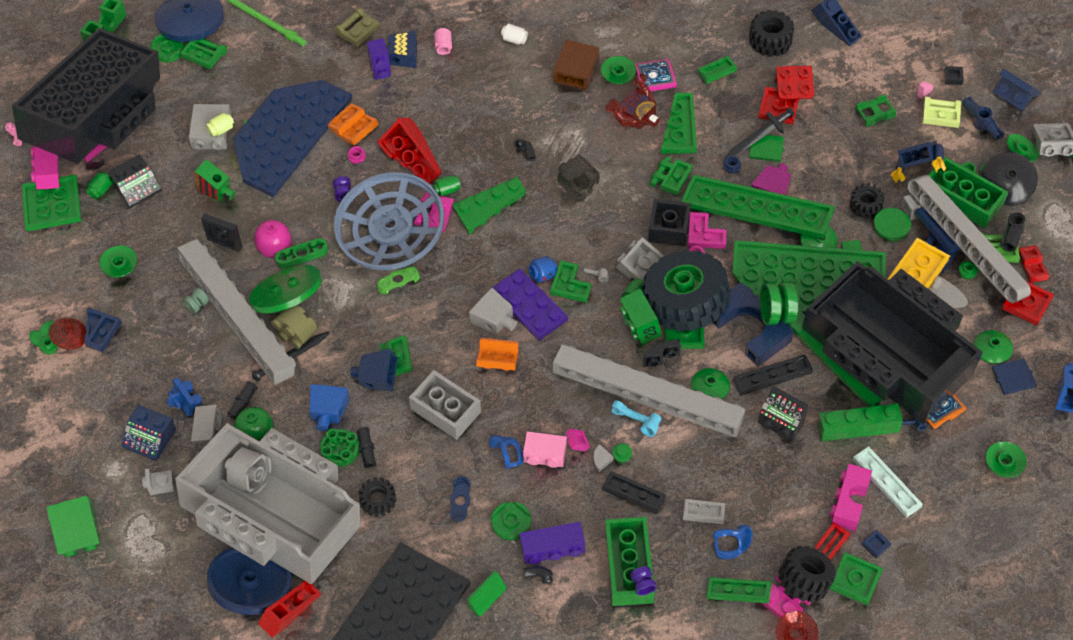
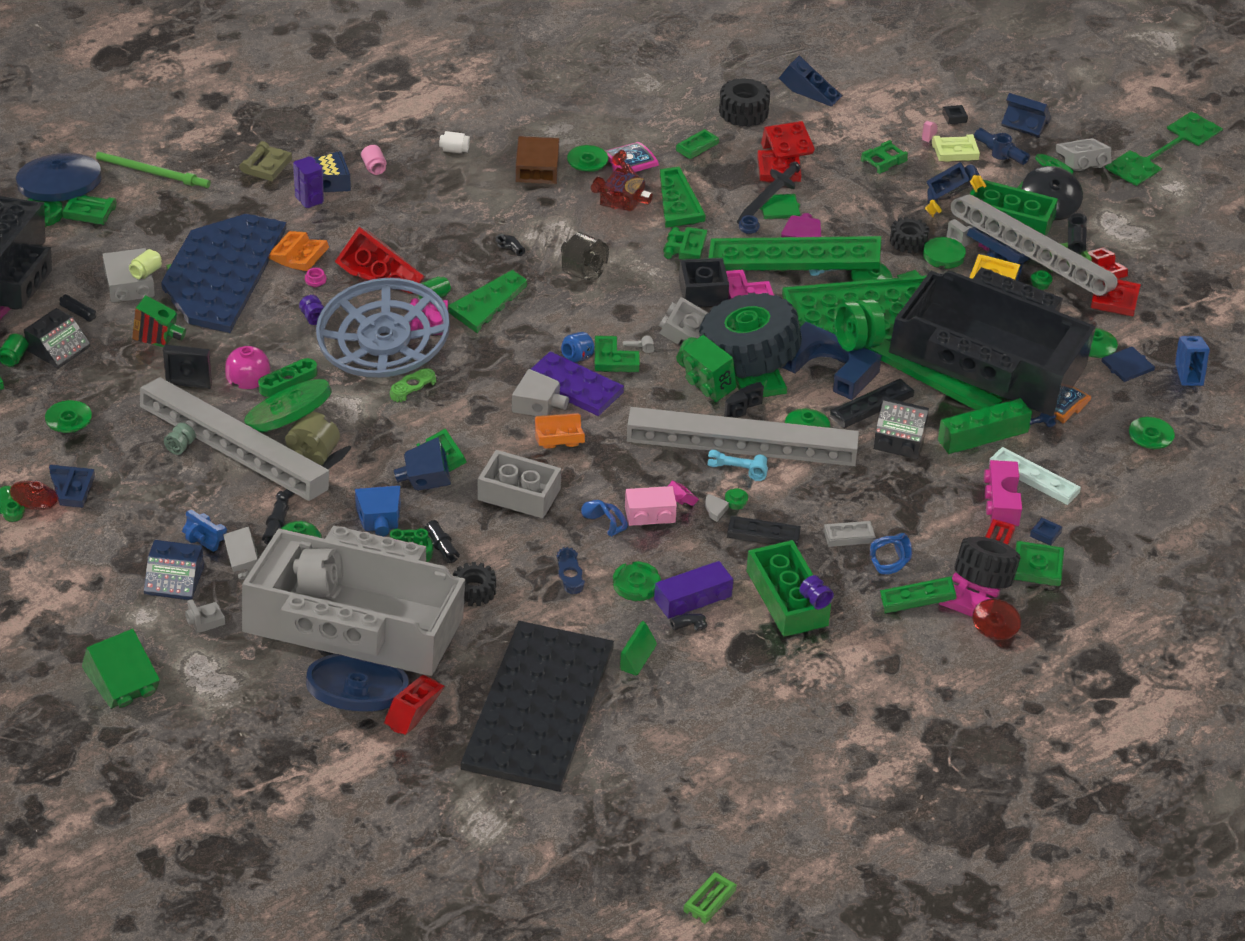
camera: 20 degrees left, 15 degrees down
(163, 152) = (77, 307): none -> black axle

